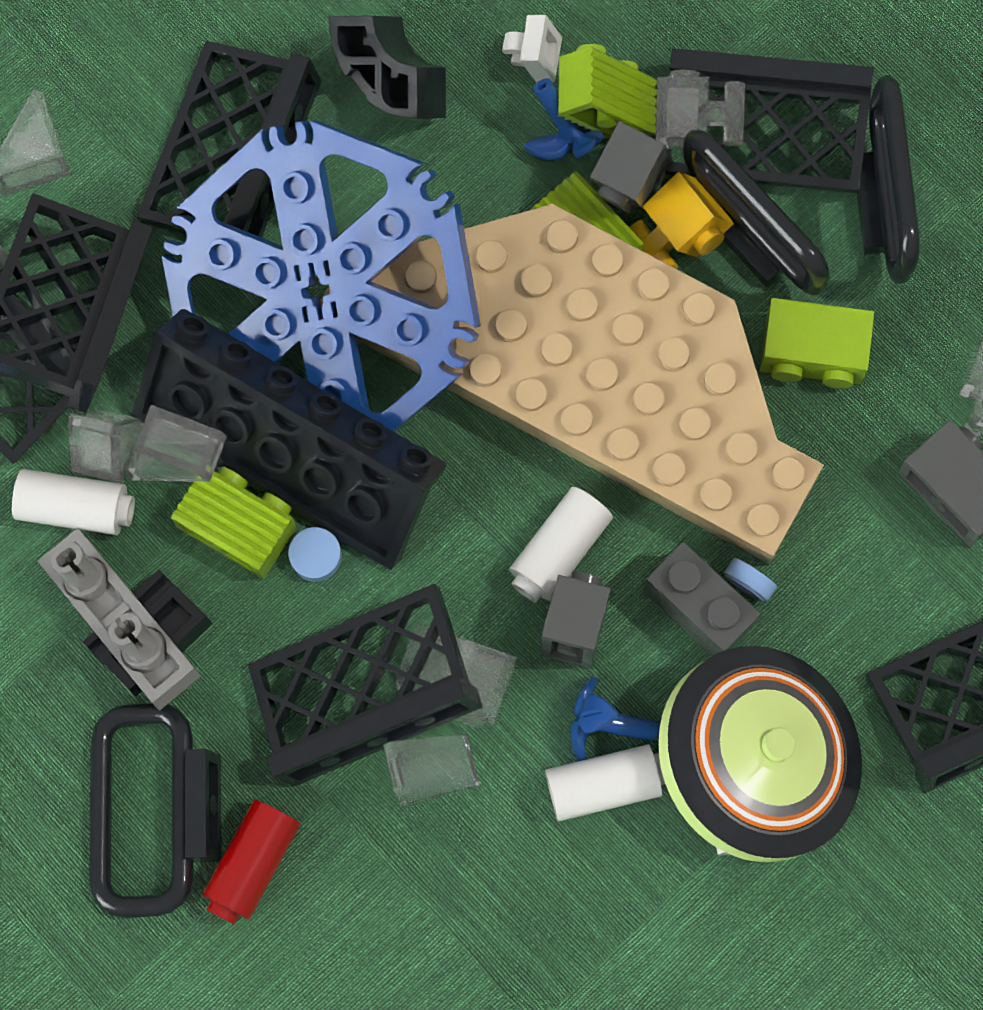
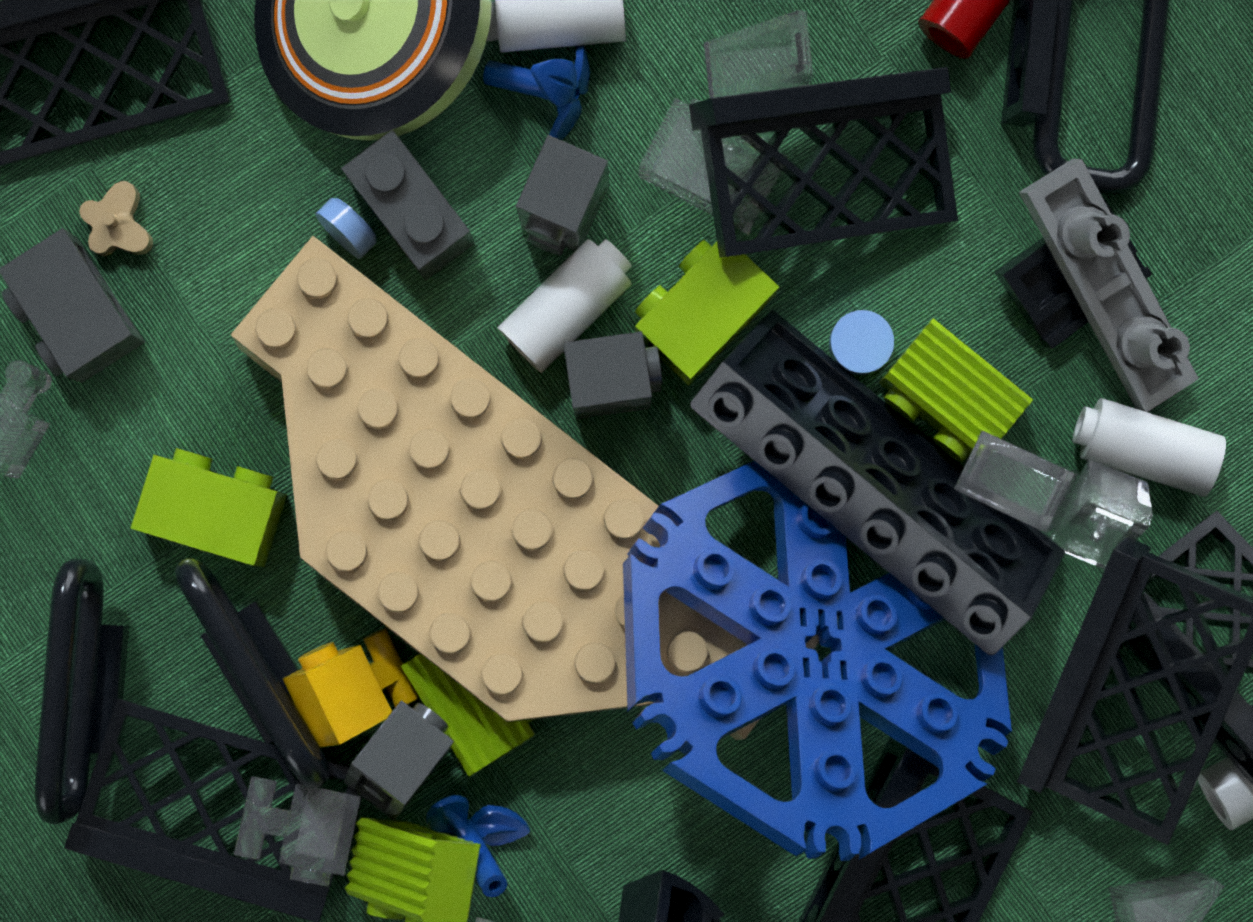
camera: 175 degrees left, 10 degrees up
(448, 553) = (703, 309): none -> lime brick
(513, 483) = (612, 374): none -> dark grey brick
(941, 561) = (114, 222): none -> tan piece

